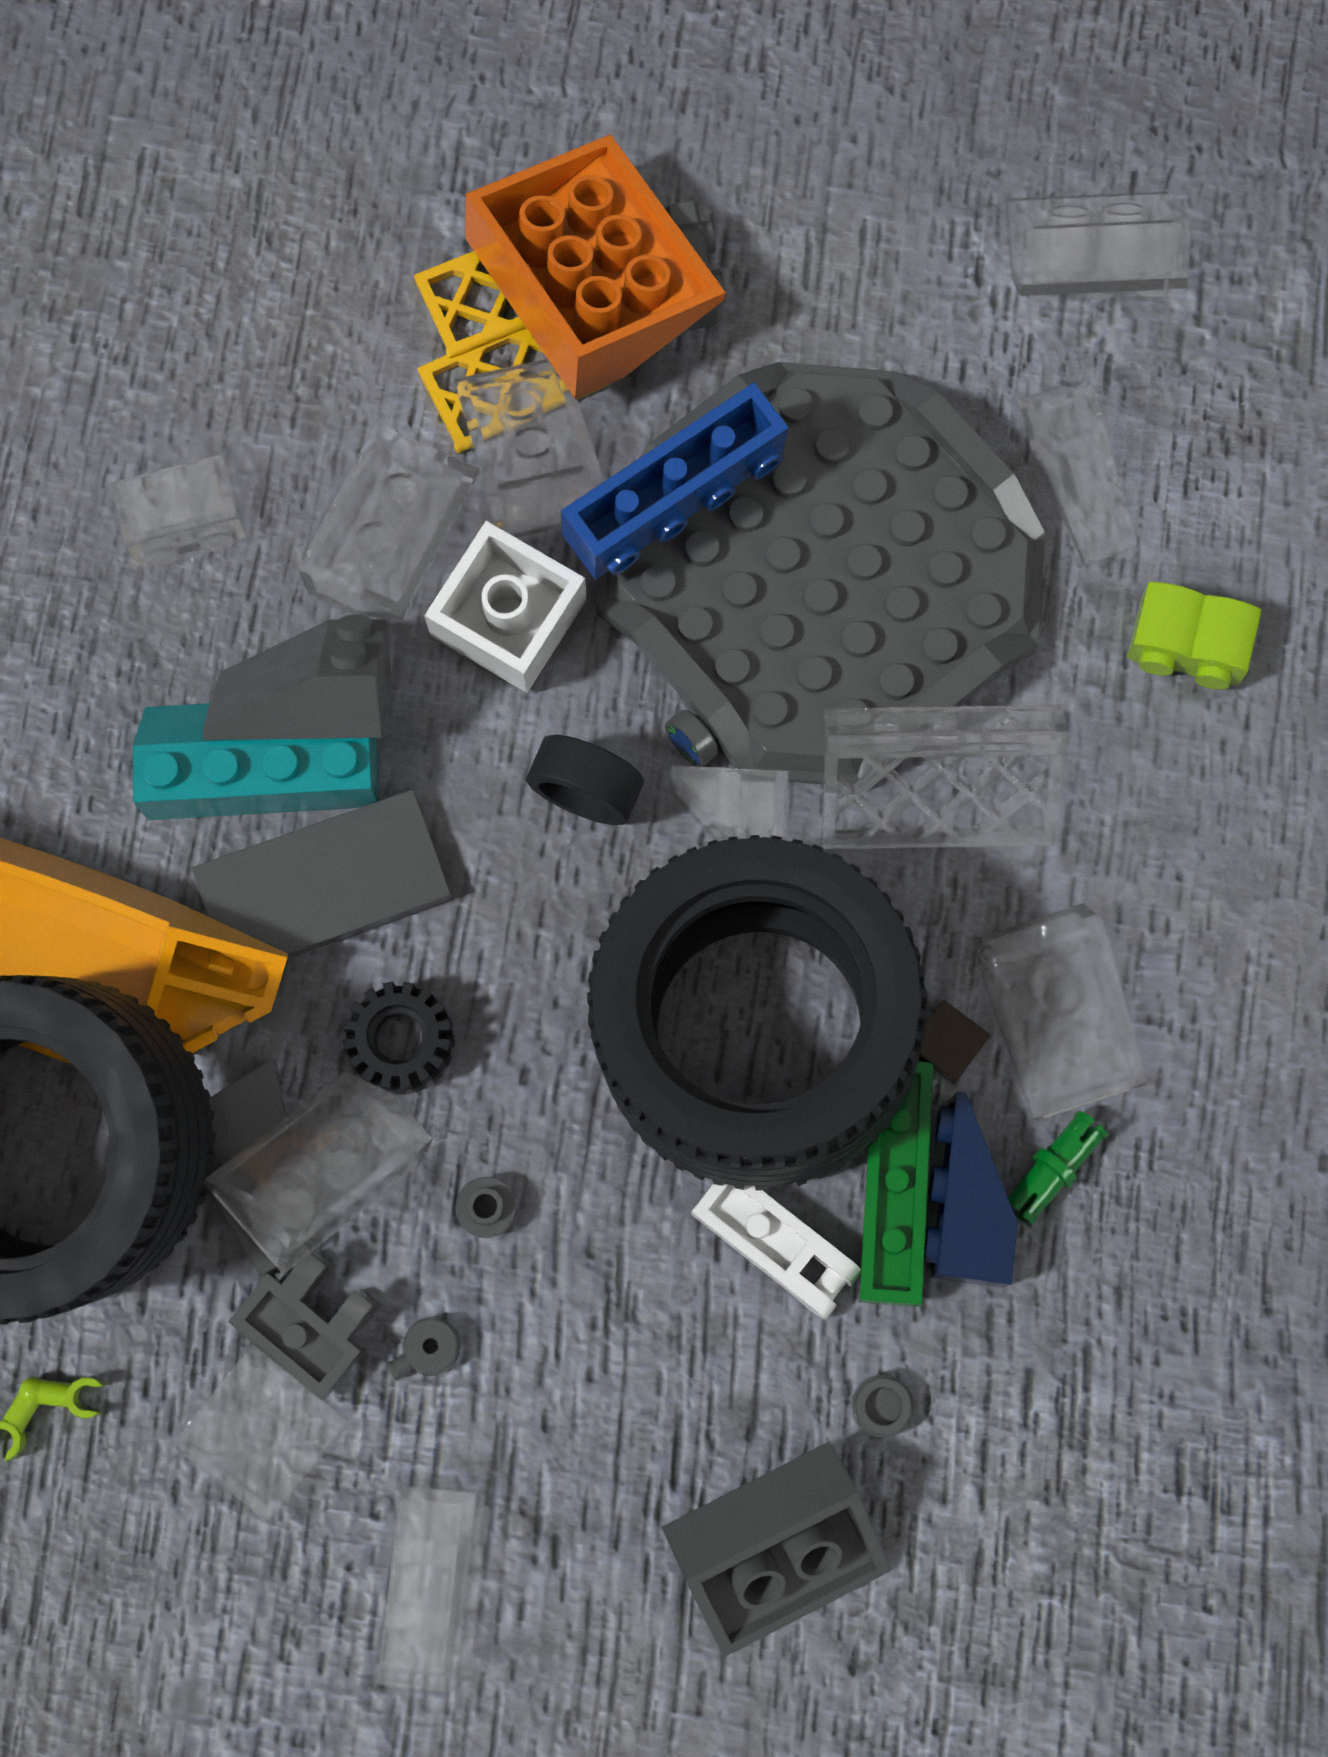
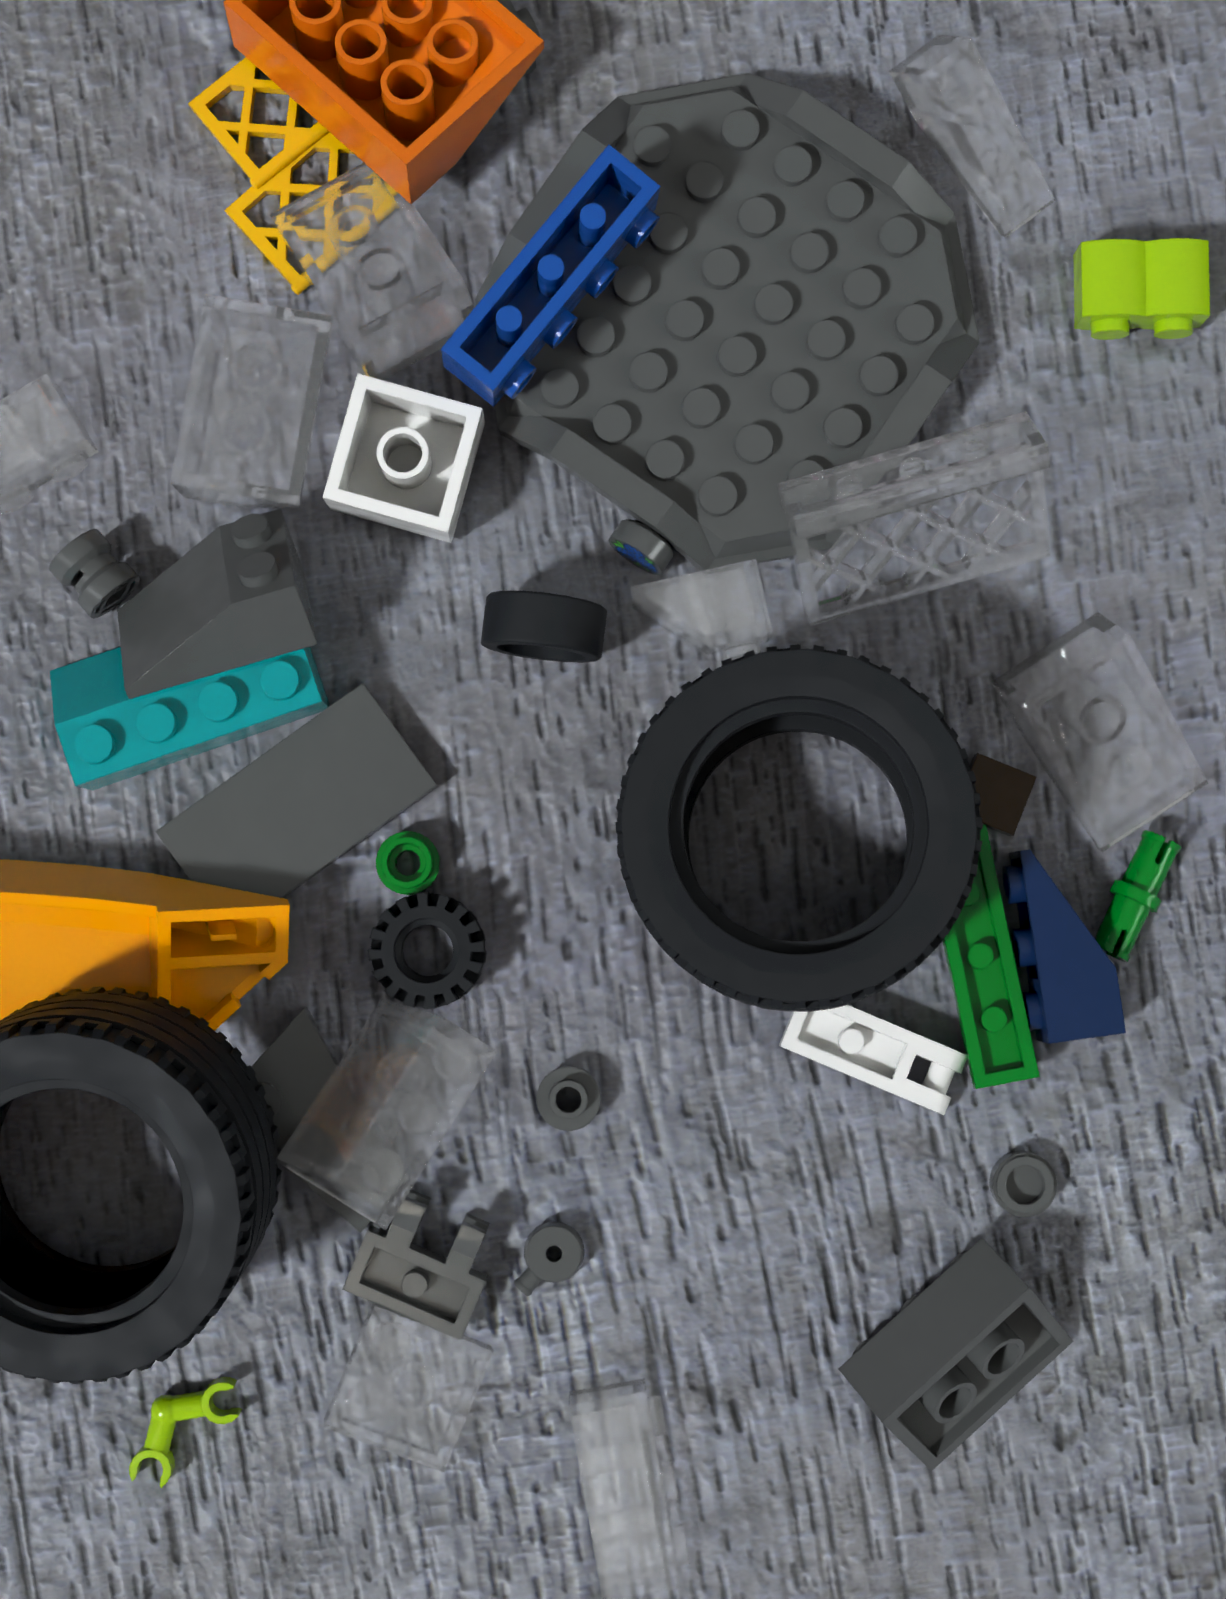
camera: 20 degrees left, 10 degrees up
(209, 633) = (94, 573): none -> dark grey wheel
(402, 939) = (387, 862): none -> green plate

